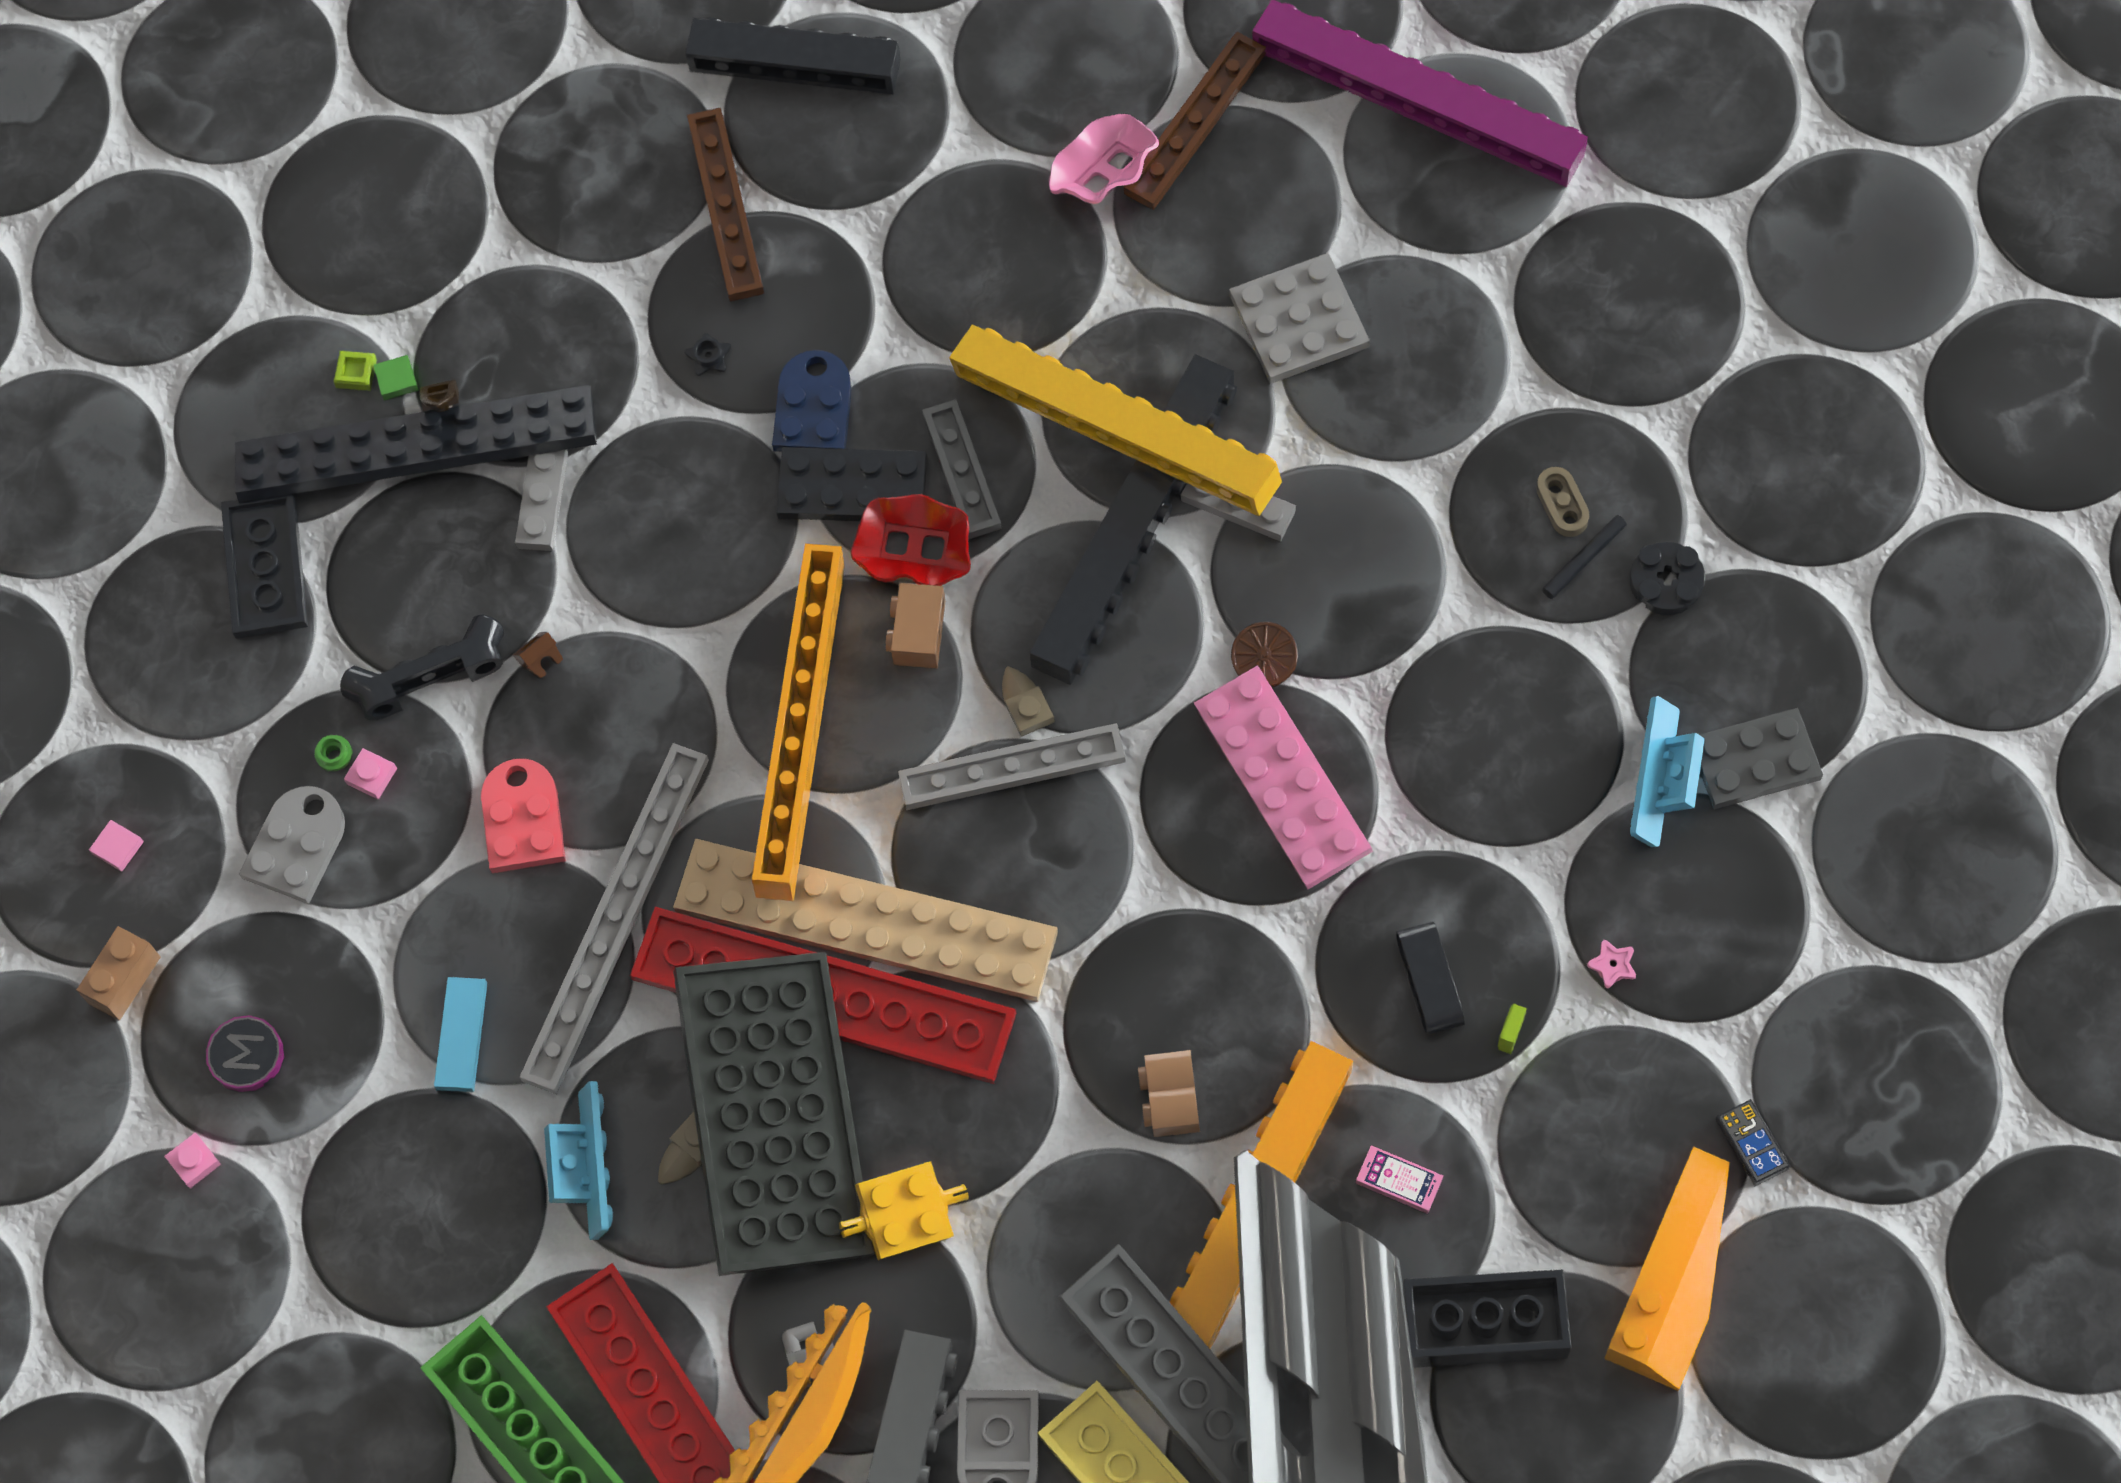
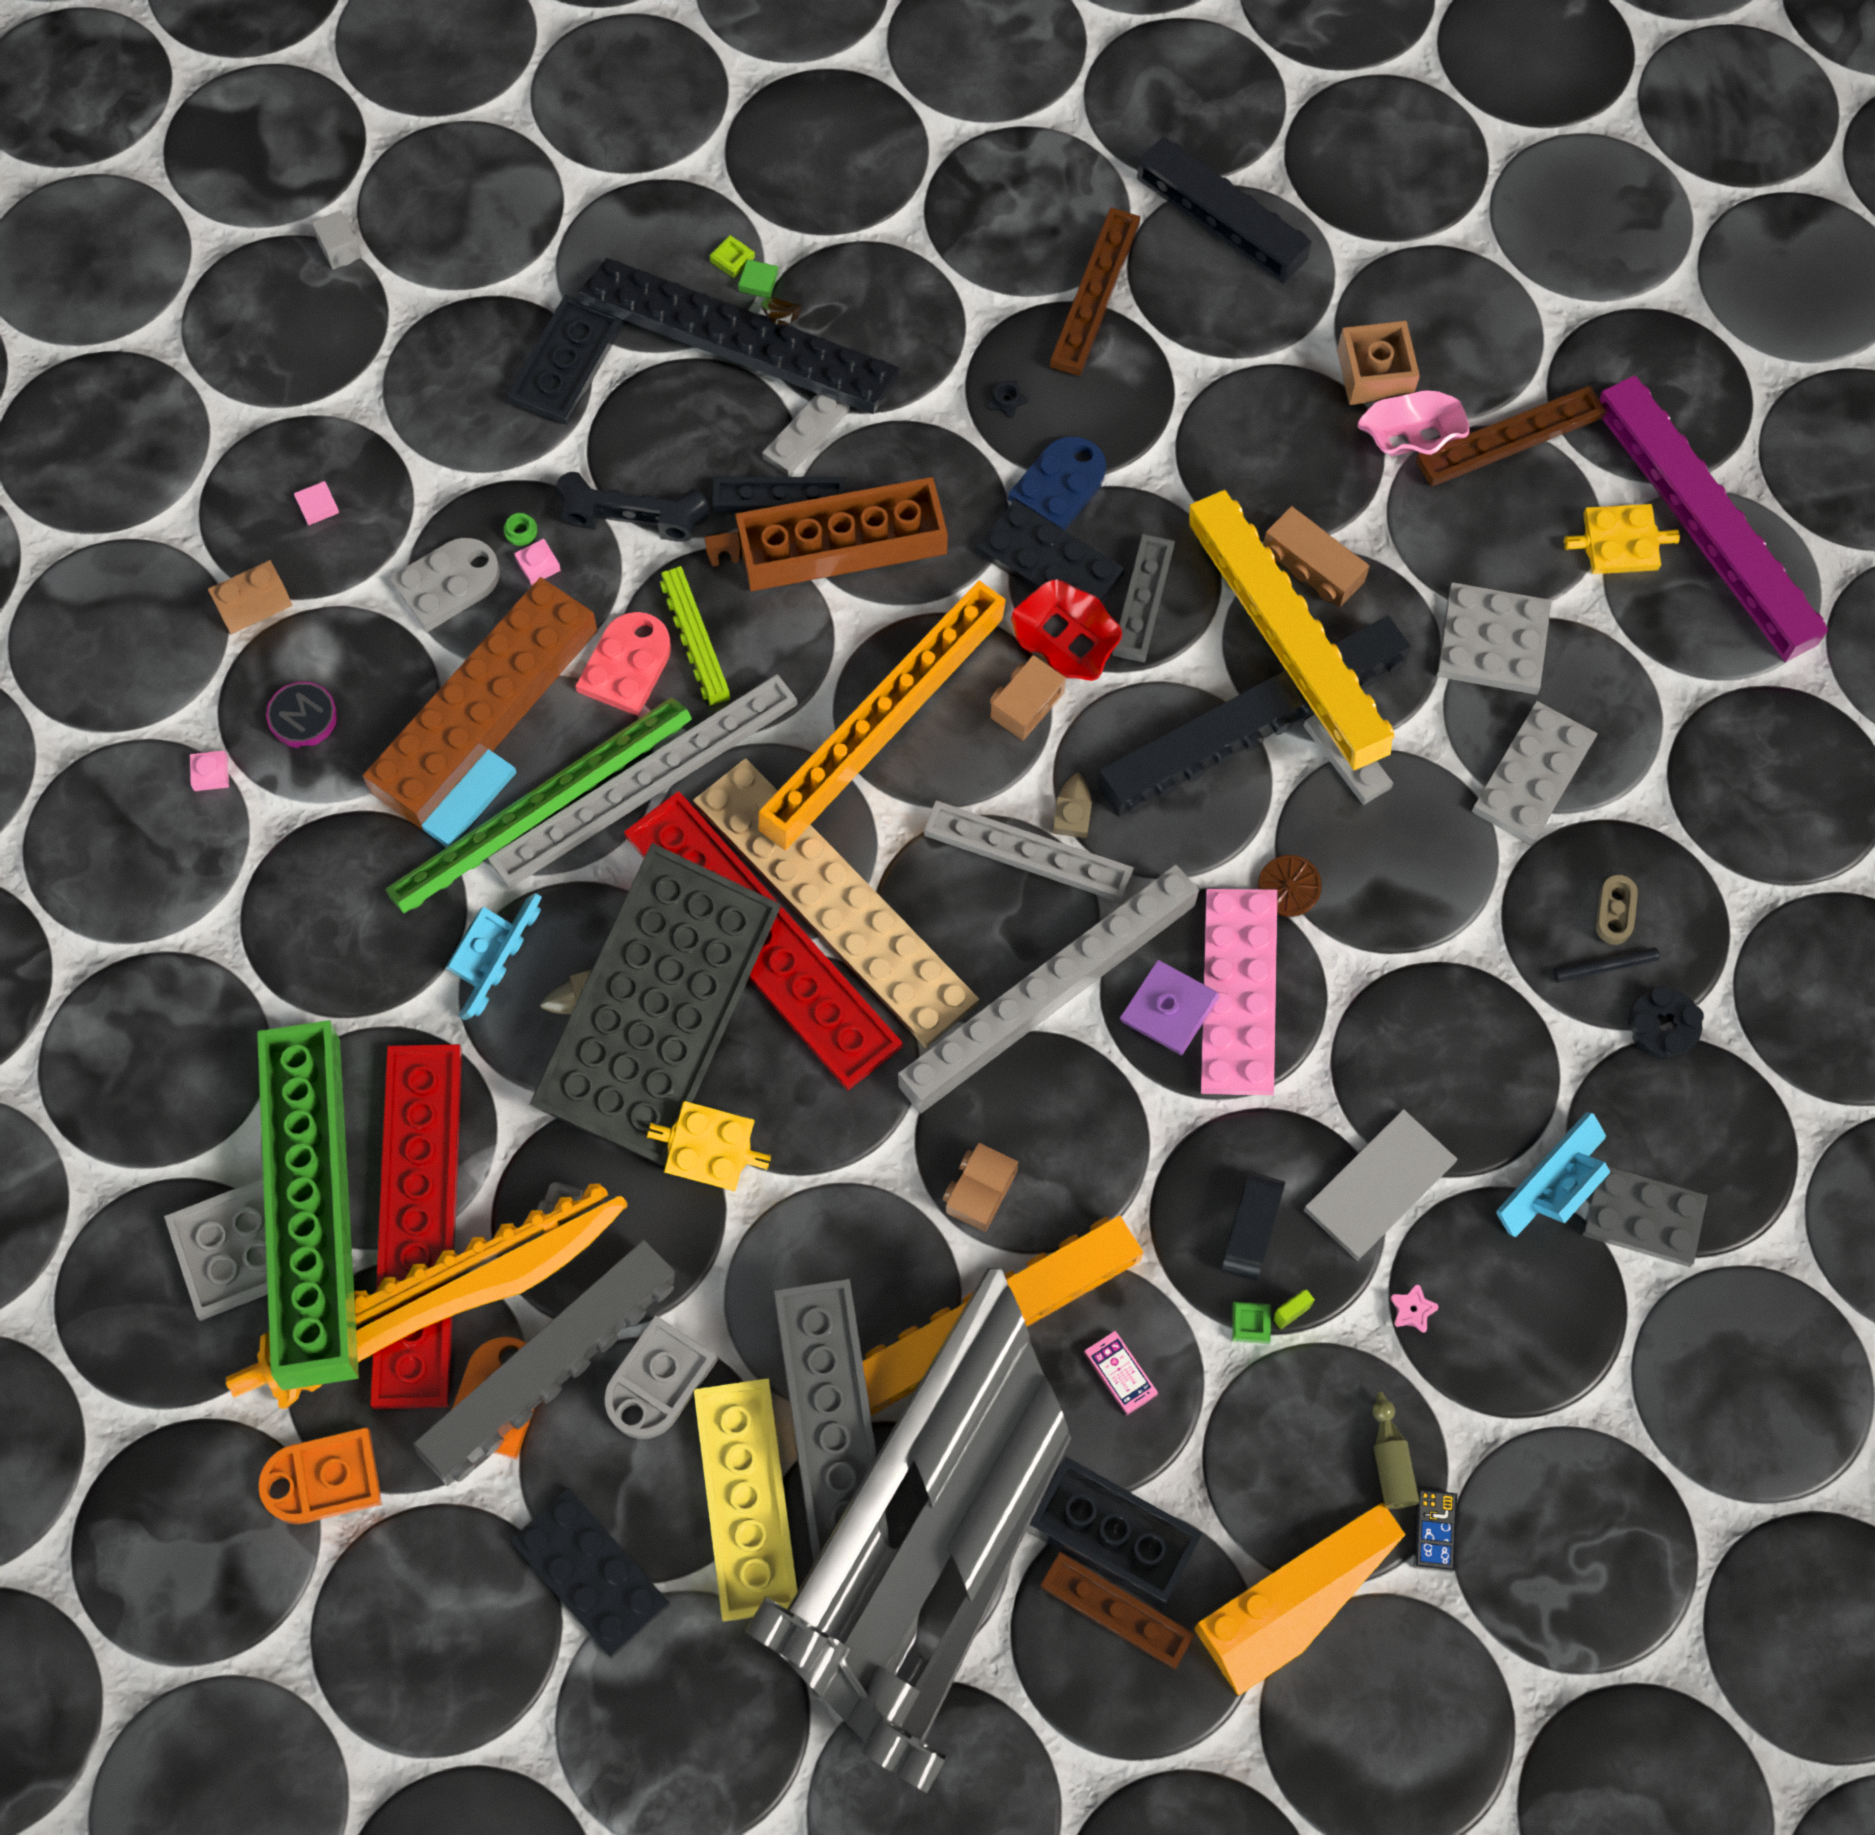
camera: 25 degrees right, 0 degrees up
(412, 937) = (481, 701): none -> dark orange brick
(531, 1000) = (537, 805): none -> bright green plate
(558, 573) = (756, 493): none -> black plate
(569, 754) = (694, 636): none -> lime piece
(645, 575) = (842, 534): none -> dark orange brick
(1032, 121) = (1377, 362): none -> medium nougat brick
(1093, 338) = (1315, 557): none -> medium nougat brick
(1112, 881) = (1047, 989): none -> light grey brick
(1231, 829) = (1169, 1007): none -> medium lavender plate
(1353, 158) = (1621, 539): none -> yellow plate
(1413, 420) = (1534, 773): none -> light grey plate
(1482, 1064) = (1251, 1322): none -> bright green tile
(1515, 873) = (1380, 1185): none -> light grey tile
(1531, 1384) = (1117, 1611): none -> reddish brown plate
(1679, 1103) = (1393, 1459): none -> olive wheel

